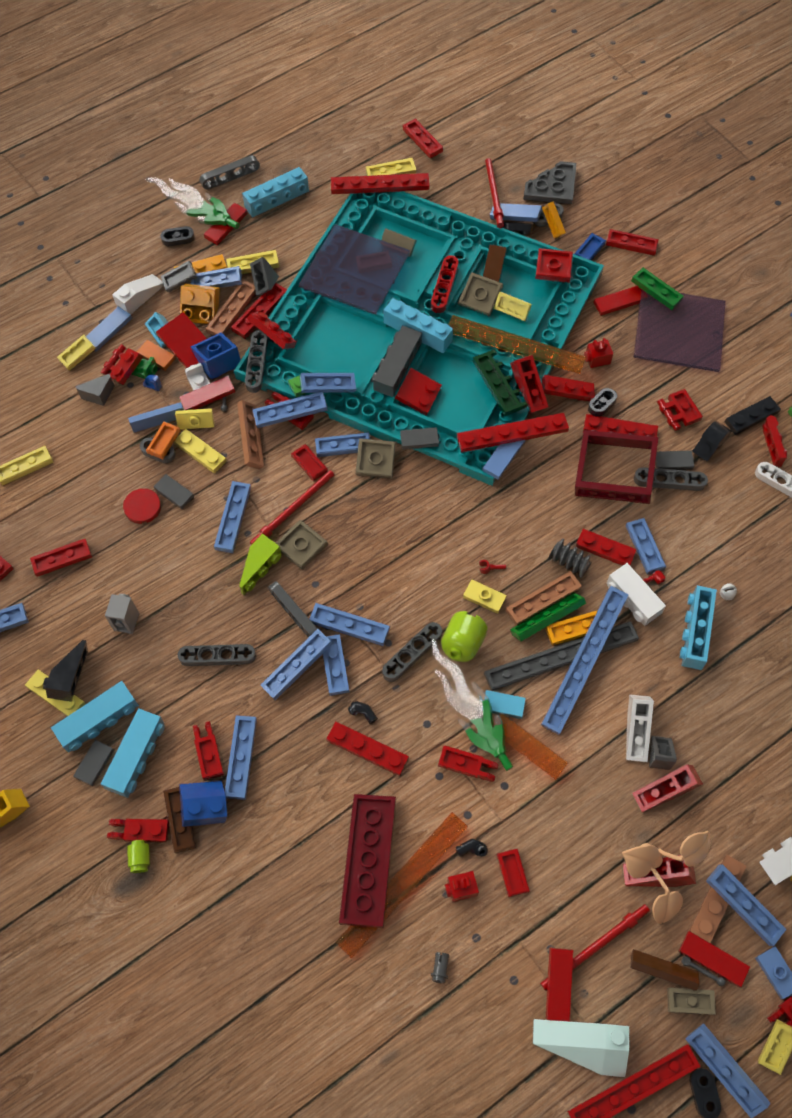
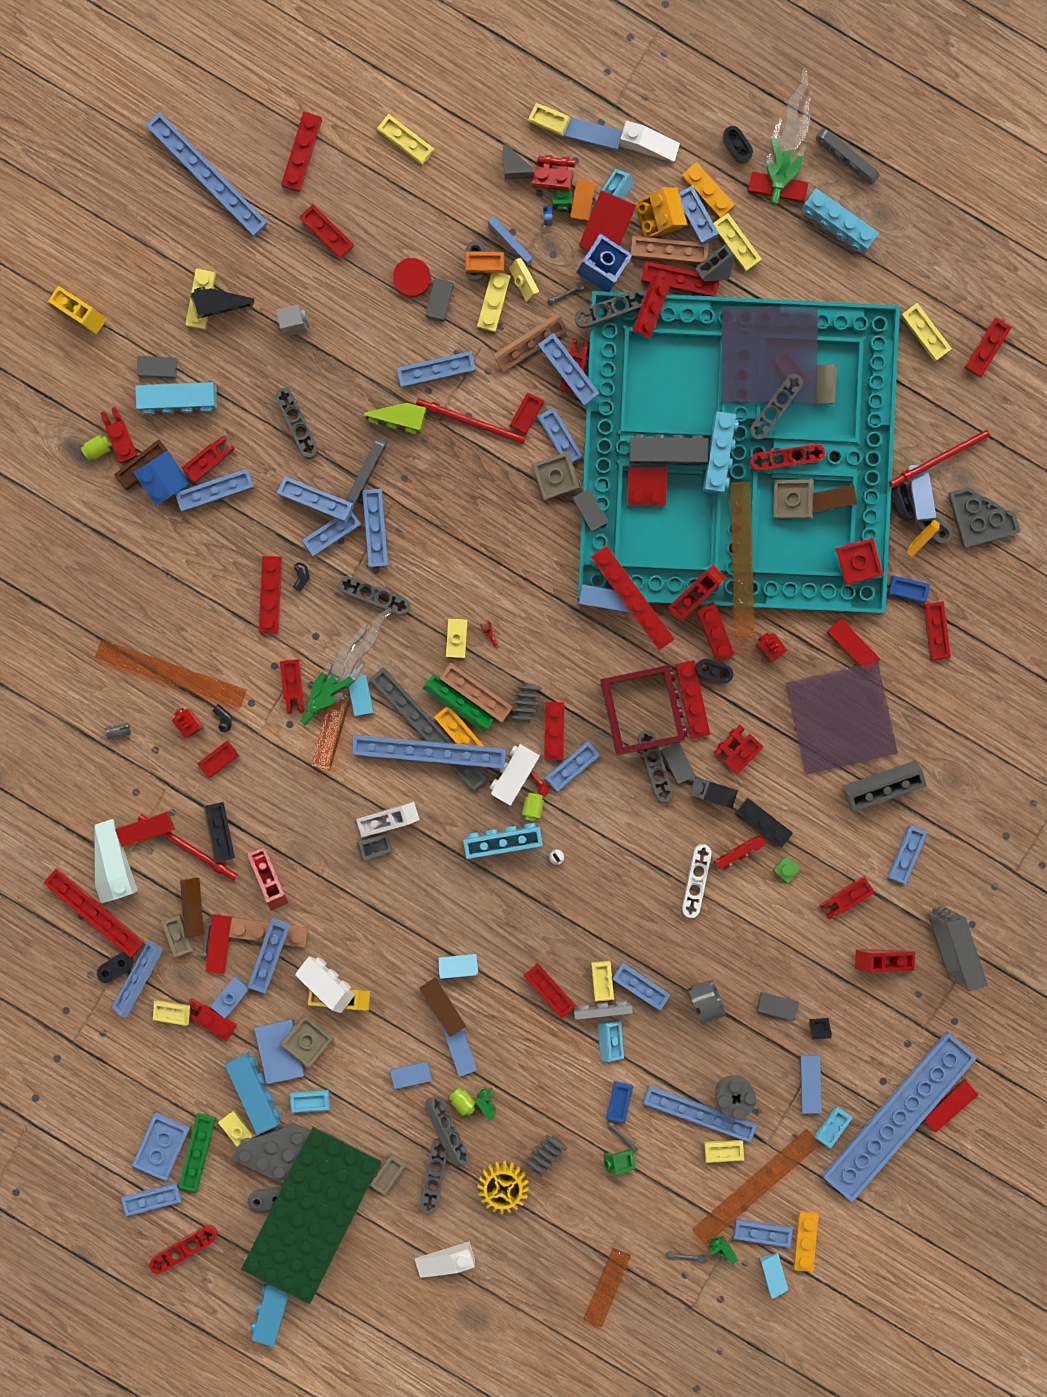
camera: 65 degrees right, 25 degrees up
(94, 717) = (192, 347): medium azure brick -> none
(178, 276) = (683, 174): tile -> none
(196, 376) = (571, 258): white bracket -> none
(207, 394) = (557, 277): tile -> none
(295, 385) = (601, 366): bright green plate -> none
(301, 544) = (437, 446): dark tan tile -> none
(327, 382) = (611, 393): medium blue plate -> none
(368, 861) = (174, 637): dark red plate -> none
(380, 183) = (894, 330): red plate -> none
(397, 276) = (774, 405): none -> dark grey beam
(463, 636) = (399, 636): lime cylinder -> none
(497, 383) = (685, 560): dark green hinge -> none
(512, 306) = (792, 538): light yellow plate -> none
(591, 903) = (219, 832): none -> black plate
(647, 857) = (271, 868): light nougat plant -> none
(657, 288) = (877, 678): green plate -> none
(667, 788) = (343, 862): red slope -> none
(672, 591) = (533, 806): none -> lime brick
(752, 315) = (884, 786): none -> dark grey brick

